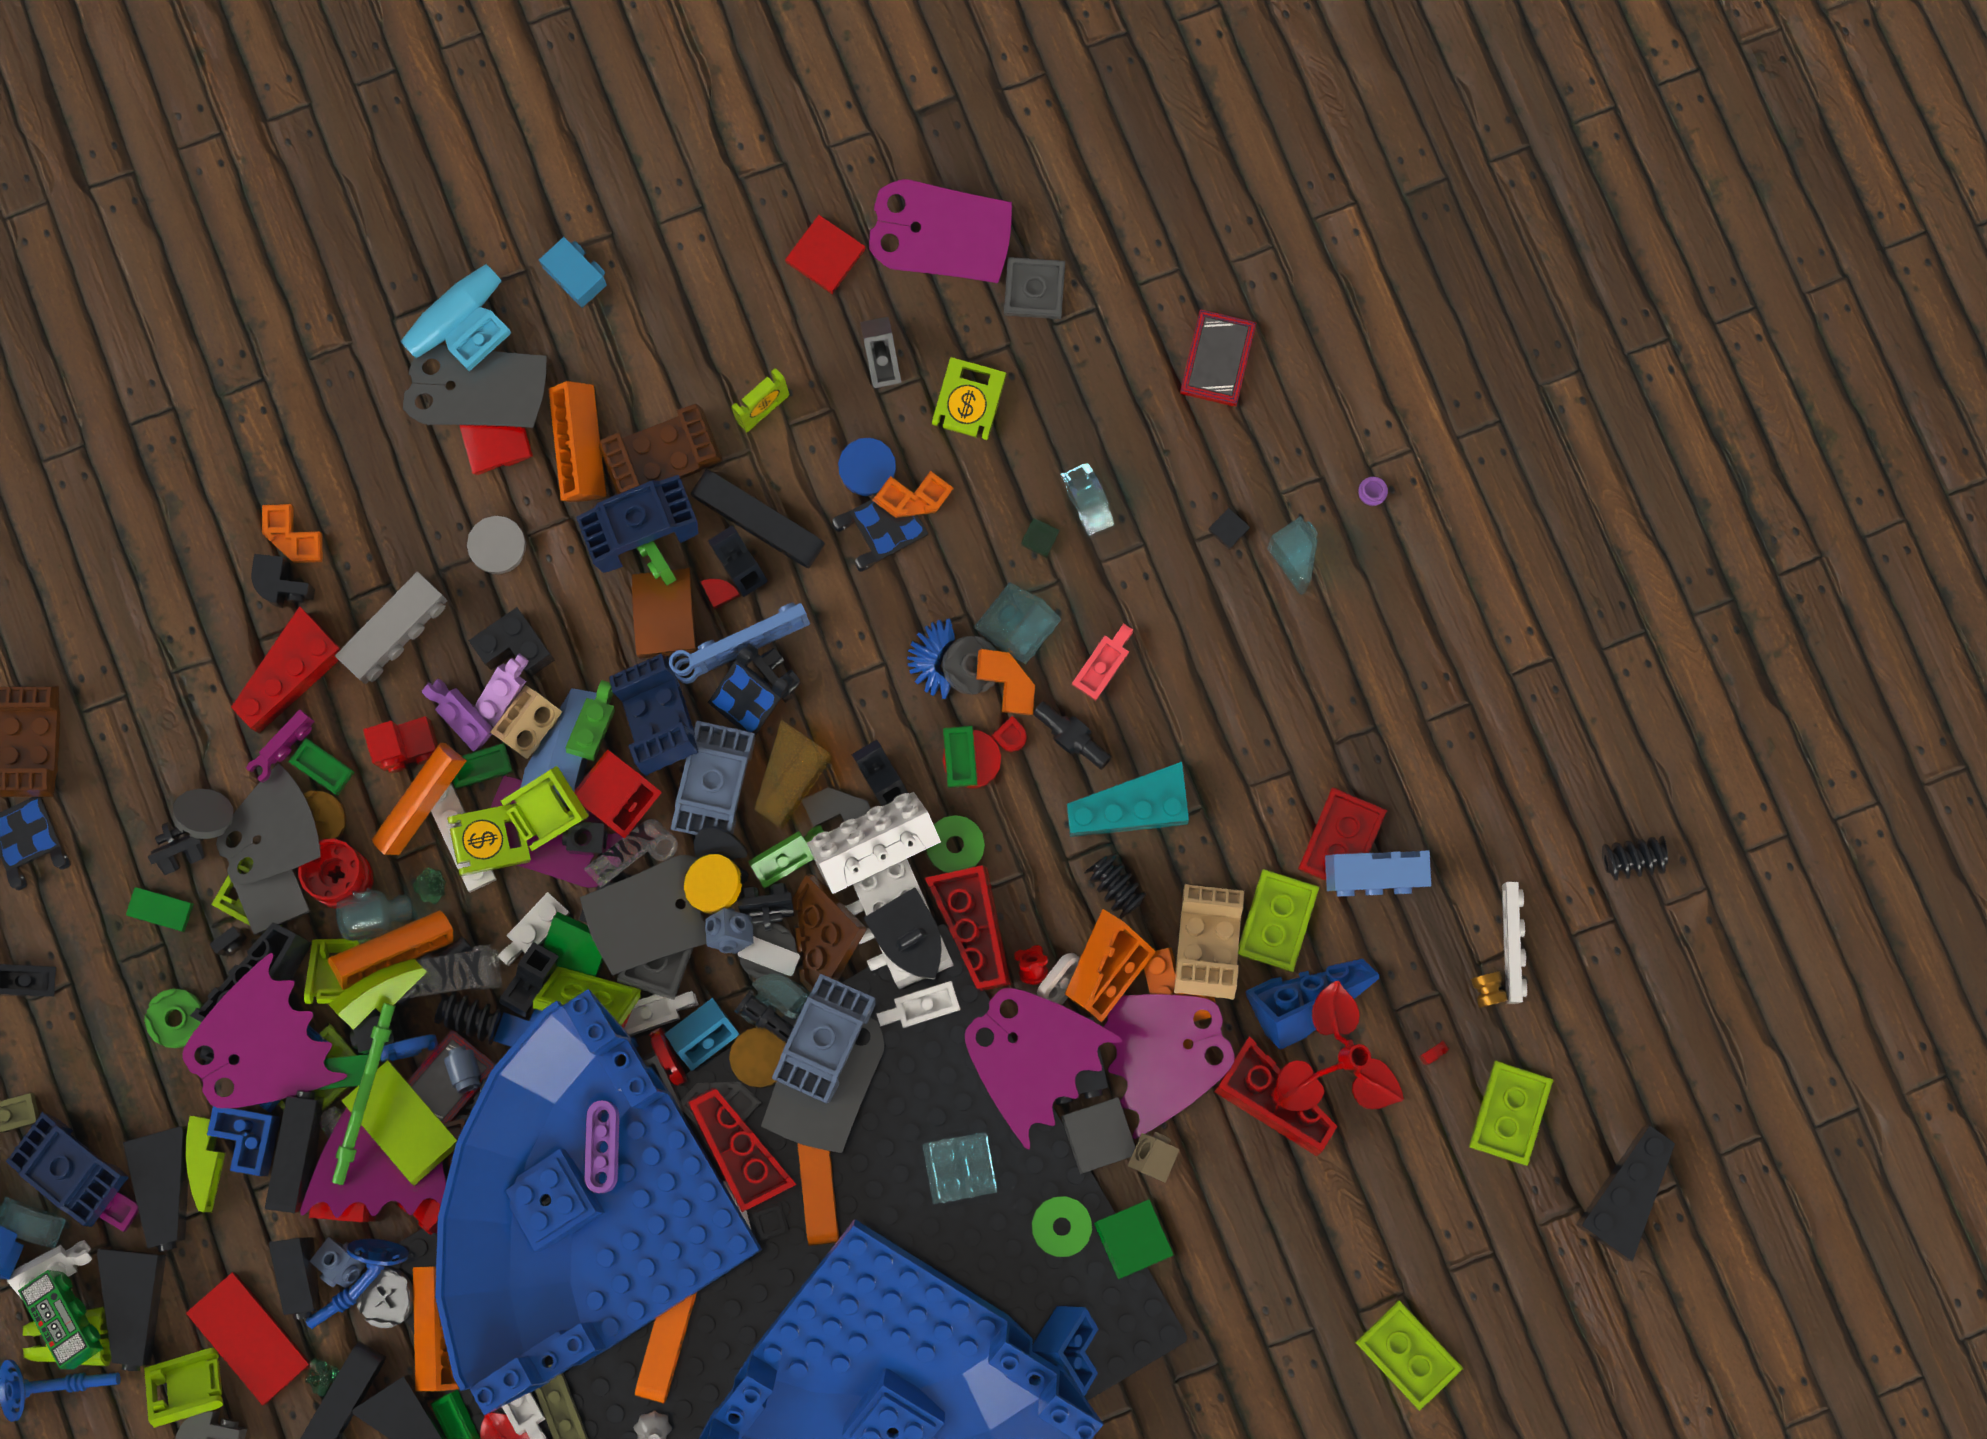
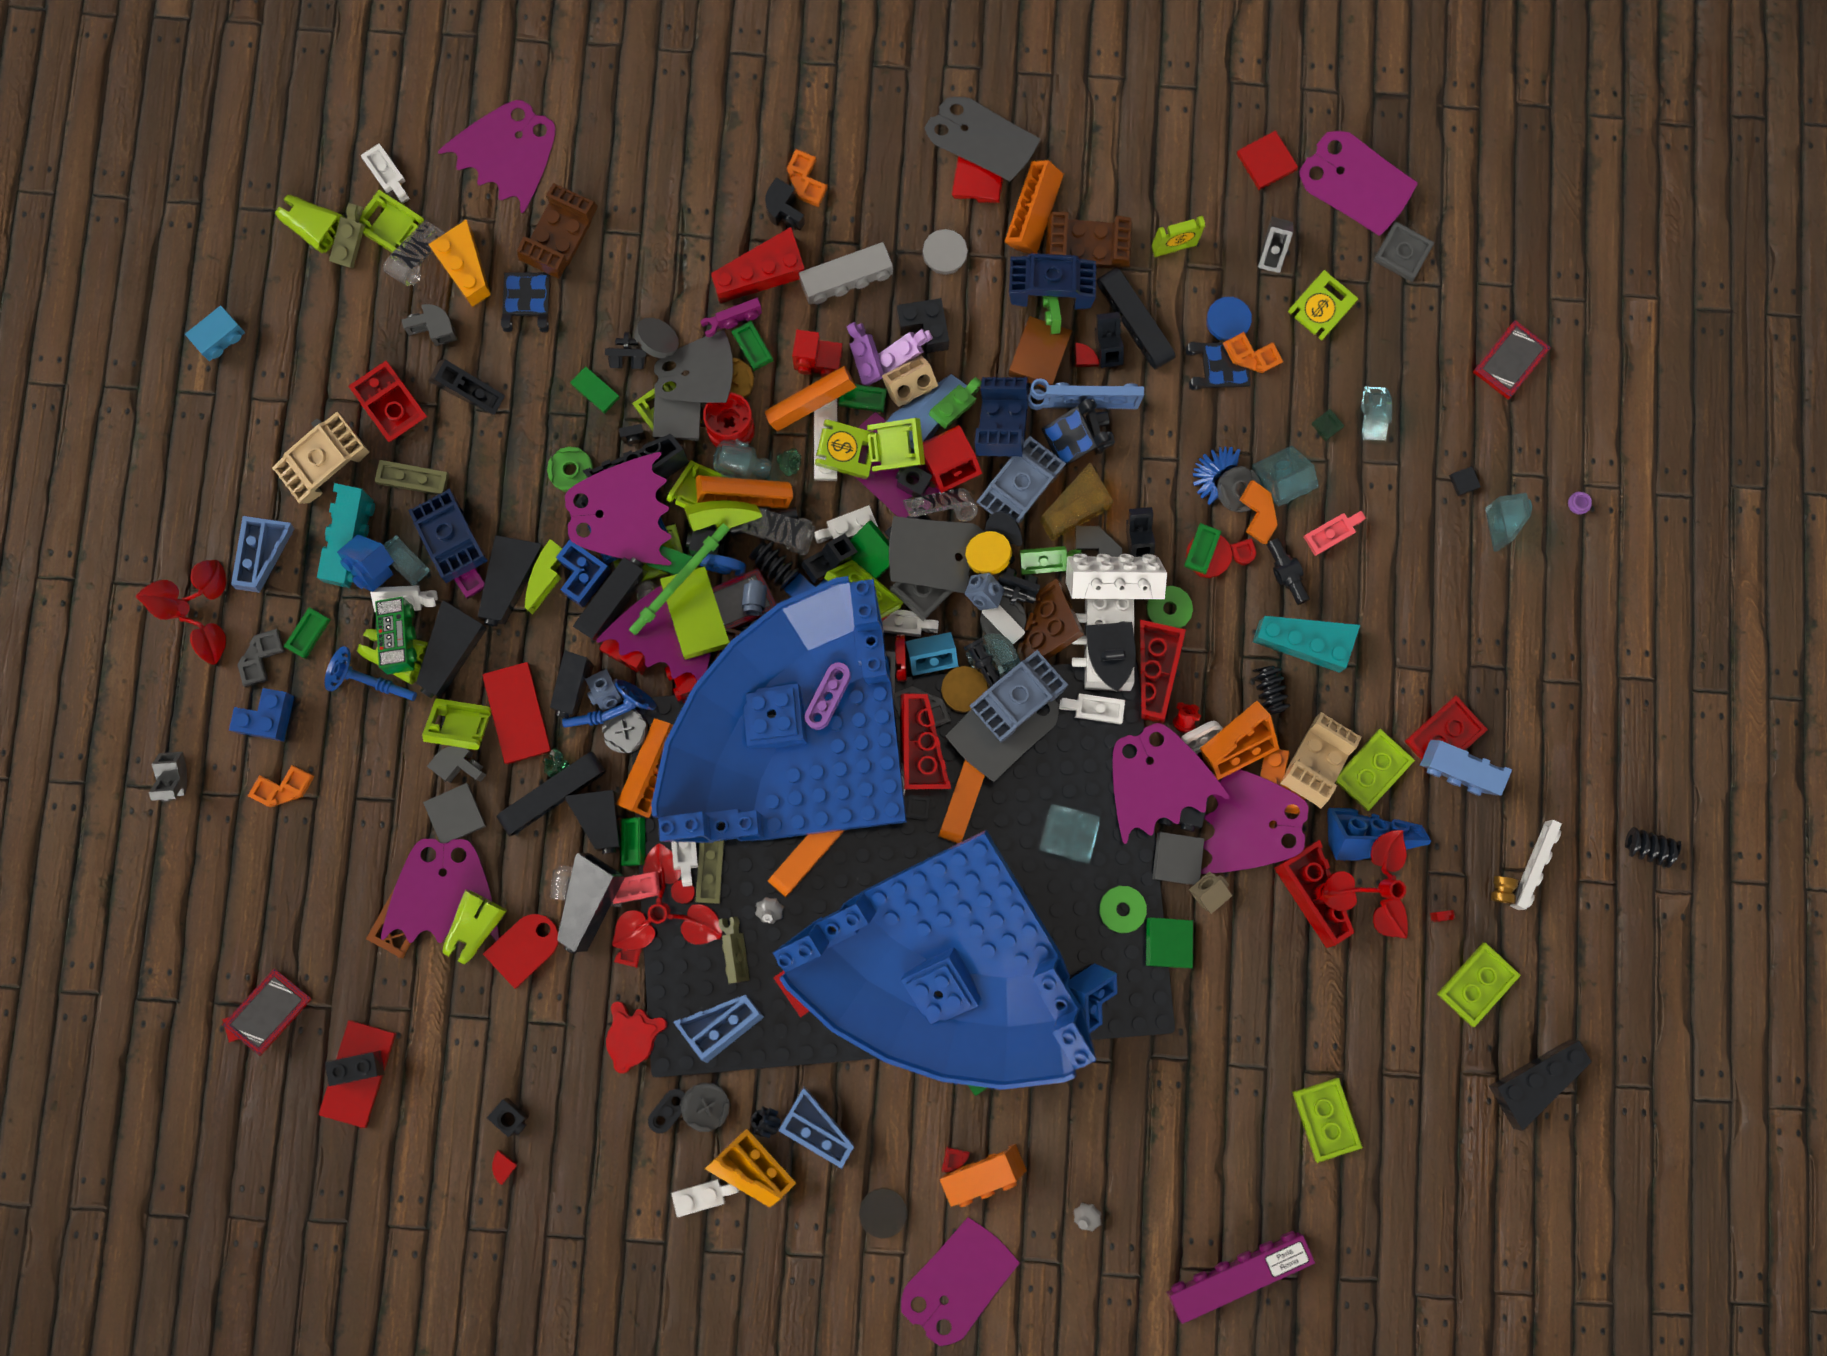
camera: 15 degrees right, 0 degrees up
(461, 321) = (992, 87): medium azure plate -> none
(573, 272) = (1086, 89): dark azure brick -> none

